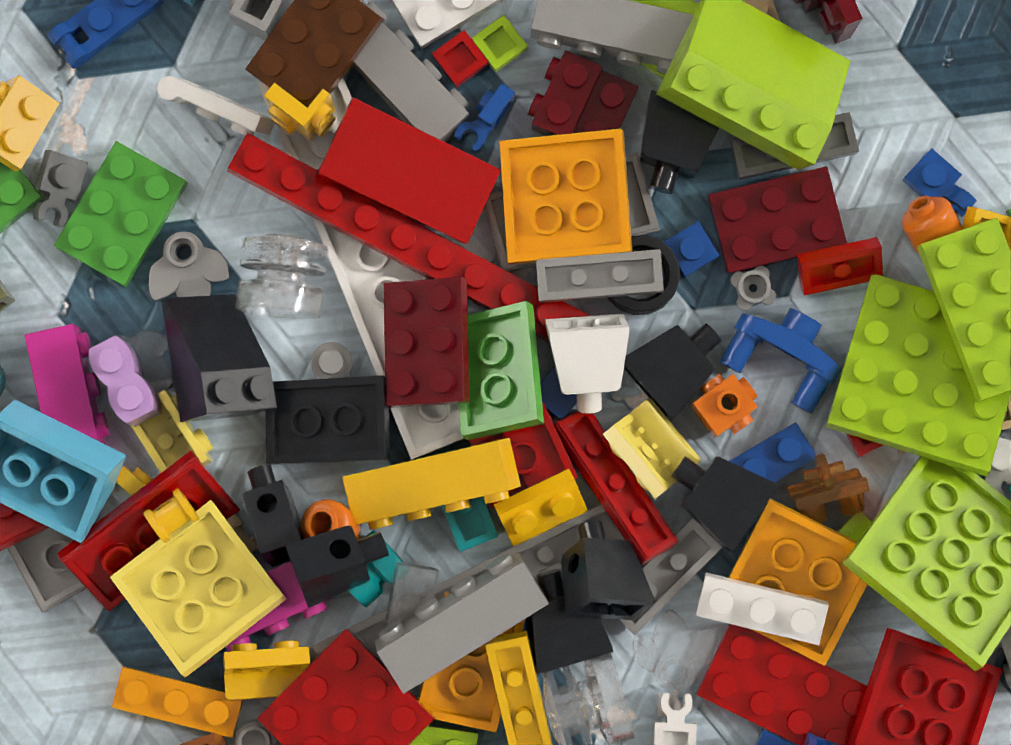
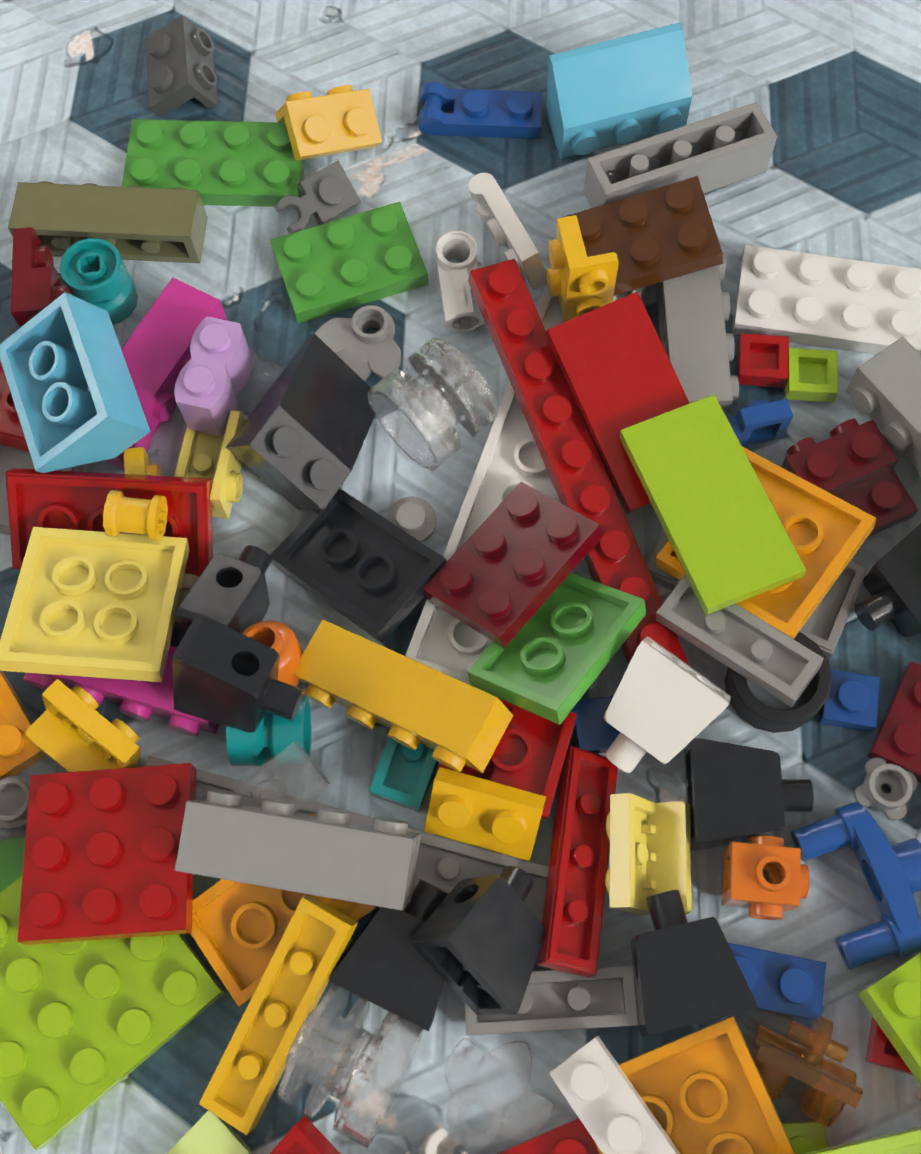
camera: 45 degrees right, 15 degrees down
(214, 171) = (457, 298): none -> white piece
(514, 203) = (711, 504): none -> lime tile

